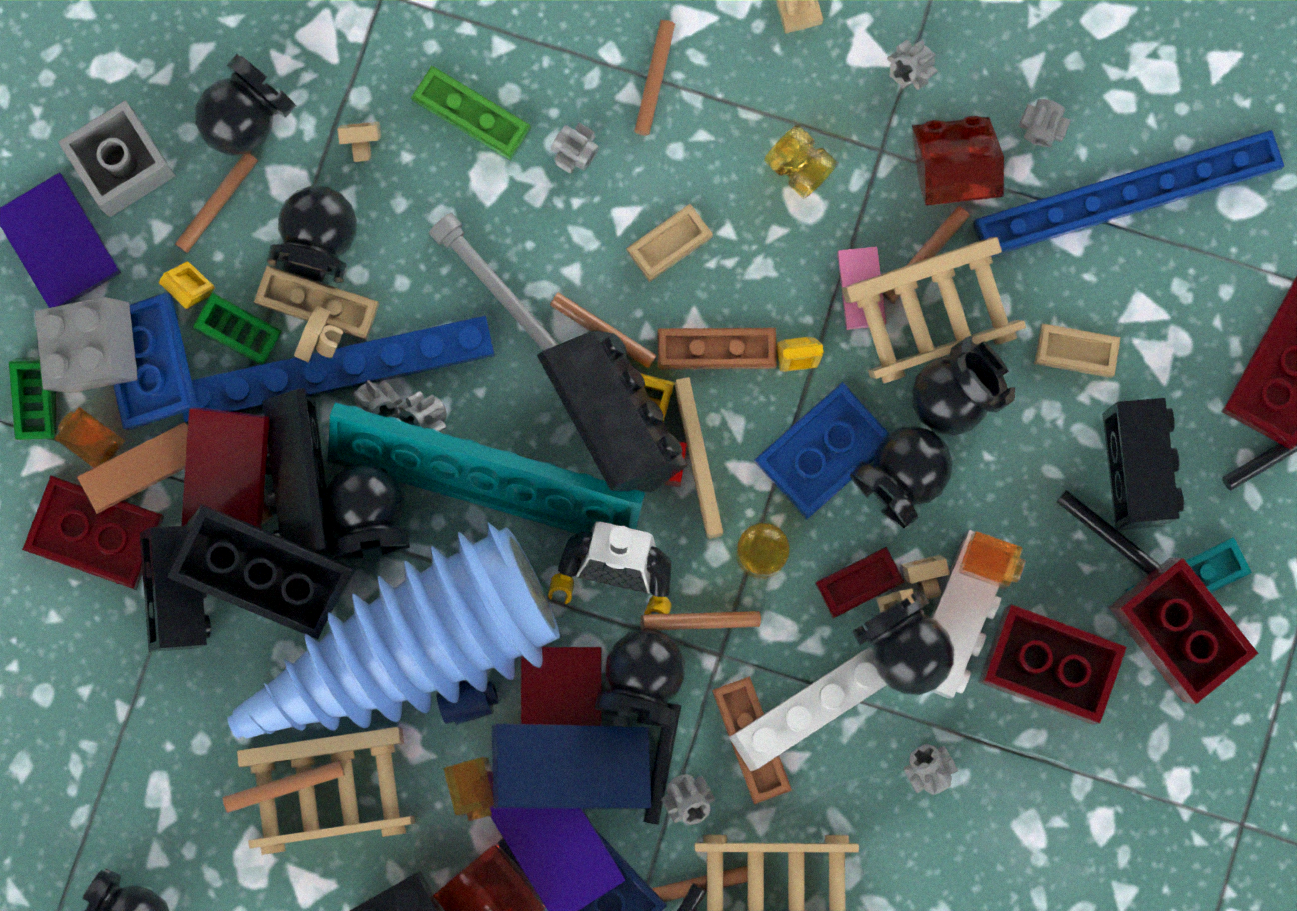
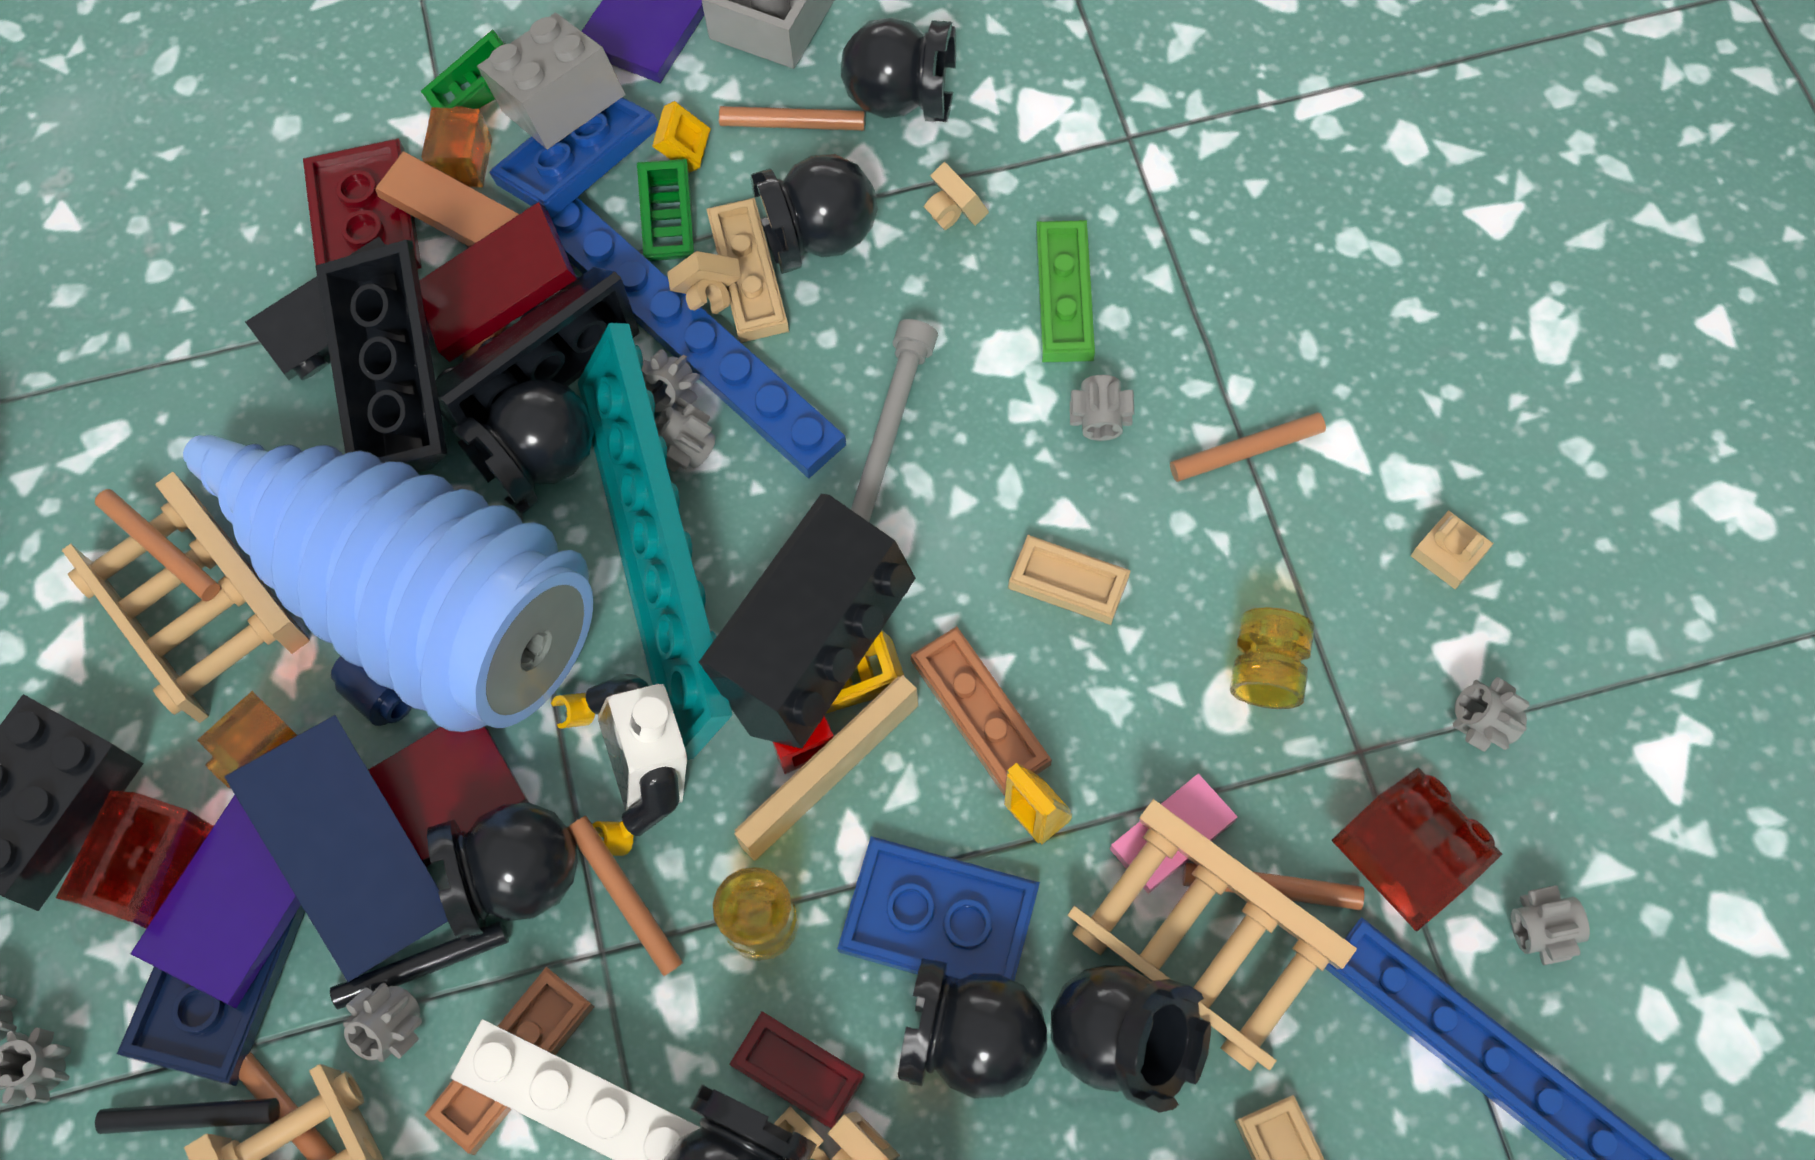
camera: 60 degrees right, 15 degrees down
(593, 323) = (915, 556): nougat bar -> none

